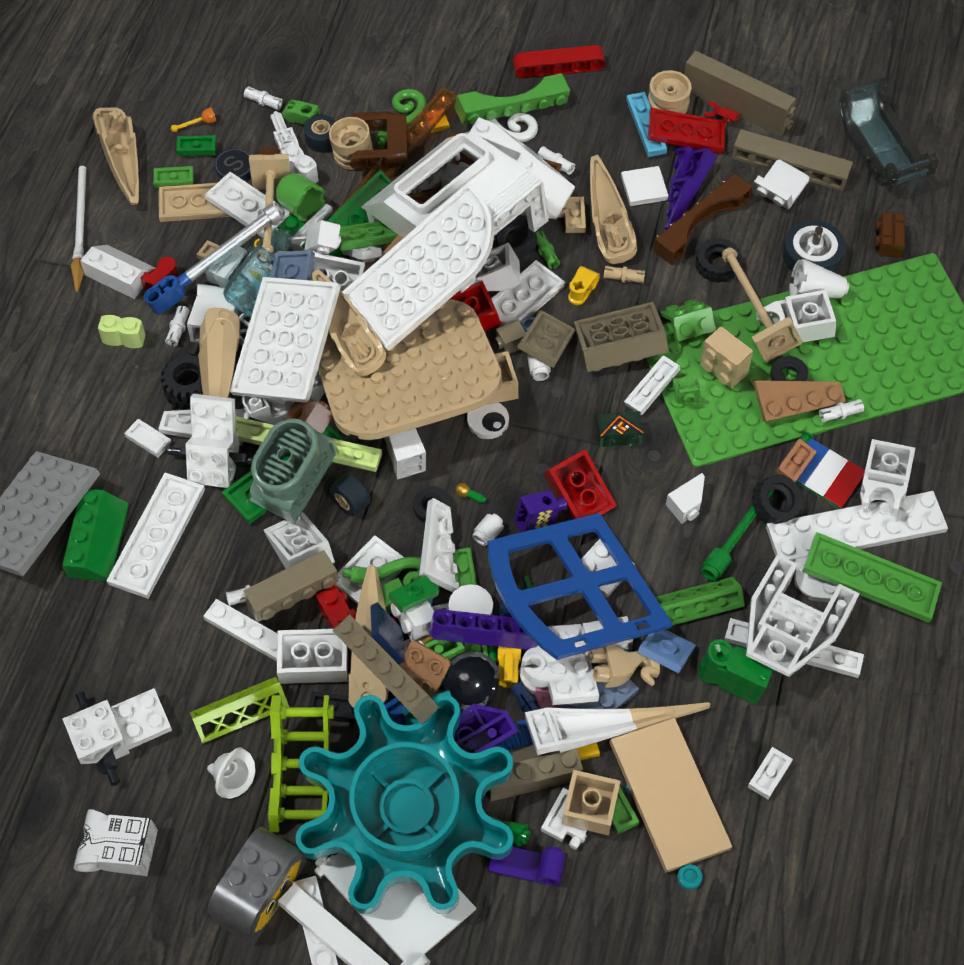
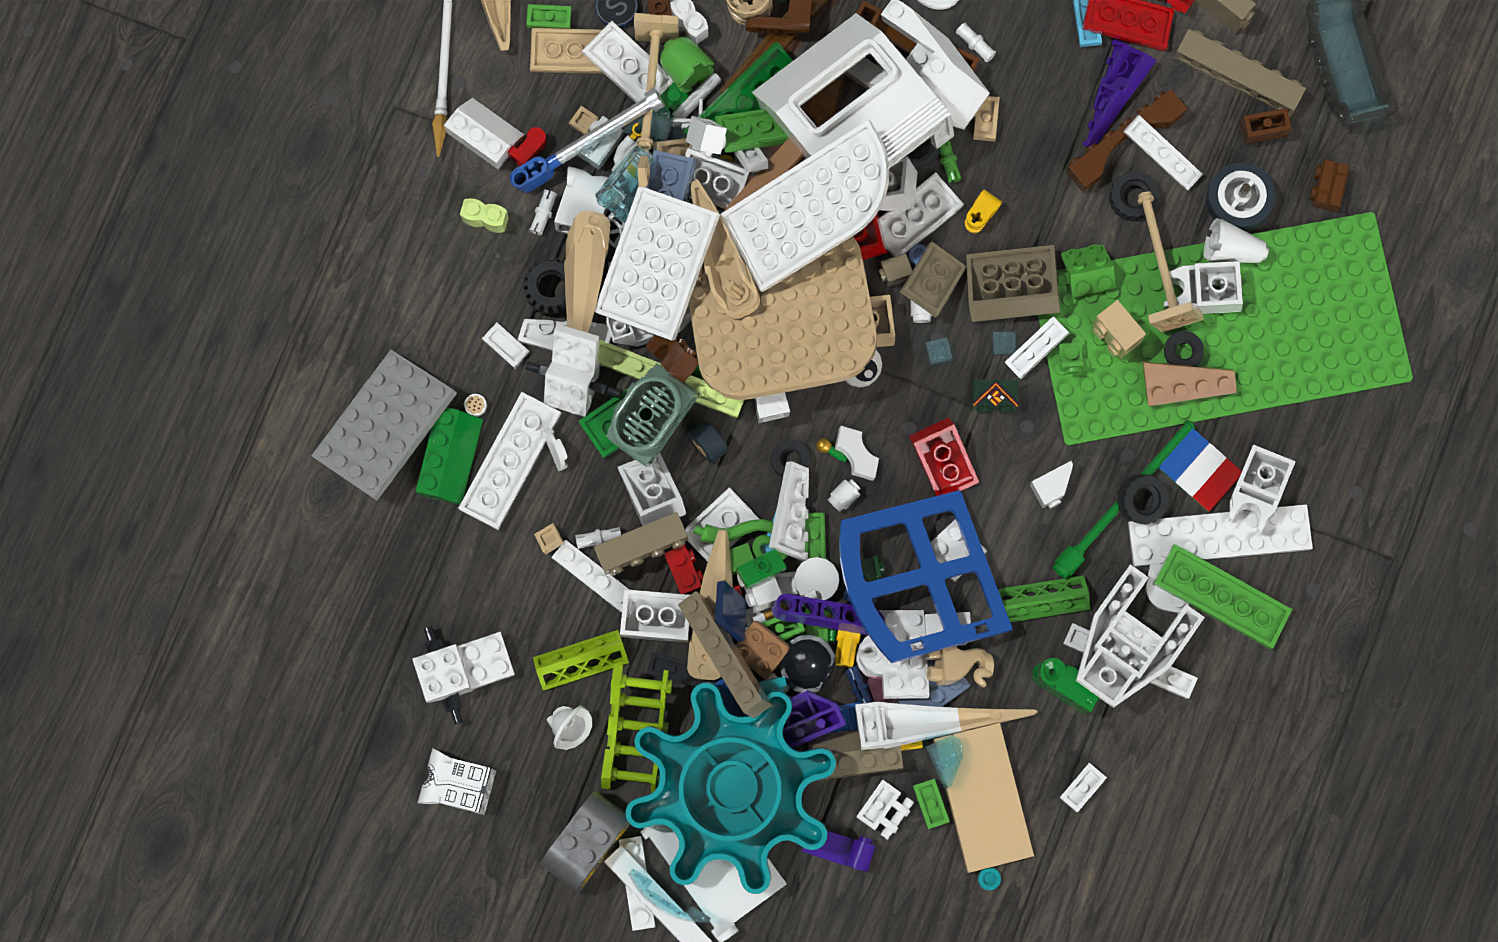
camera: 10 degrees right, 20 degrees up
(121, 490) = (475, 405): none -> tile
(200, 599) = (549, 538): none -> tan tile
(202, 518) = (556, 448): none -> white tile
(266, 264) = (643, 171): none -> tan tile
(346, 939) = (642, 883): none -> clear light blue slope
(500, 498) = (851, 445): none -> white tile
(520, 831) = (831, 816): green cone -> none
(538, 510) = (891, 485): dark purple torso -> none
(560, 399) = (938, 351): none -> clear light blue plate
(590, 802) = (905, 802): tan brick -> none
(609, 215) = (1023, 129): tan piece -> none
(620, 388) = (1004, 343): none -> clear light blue tile
(624, 274) = (1029, 202): tan pin -> none
(625, 753) = (946, 758): none -> clear light blue slope
(644, 186) = (1069, 86): white tile -> none
(667, 649) = (1004, 652): medium blue tile -> none
(737, 222) = (1162, 152): none -> white tile
(782, 184) = (1222, 106): white bracket -> none
(796, 460) = (1170, 458): nougat plate -> none
(823, 194) = (1265, 126): none -> reddish brown brick
(841, 410) = (1230, 402): white pin -> none

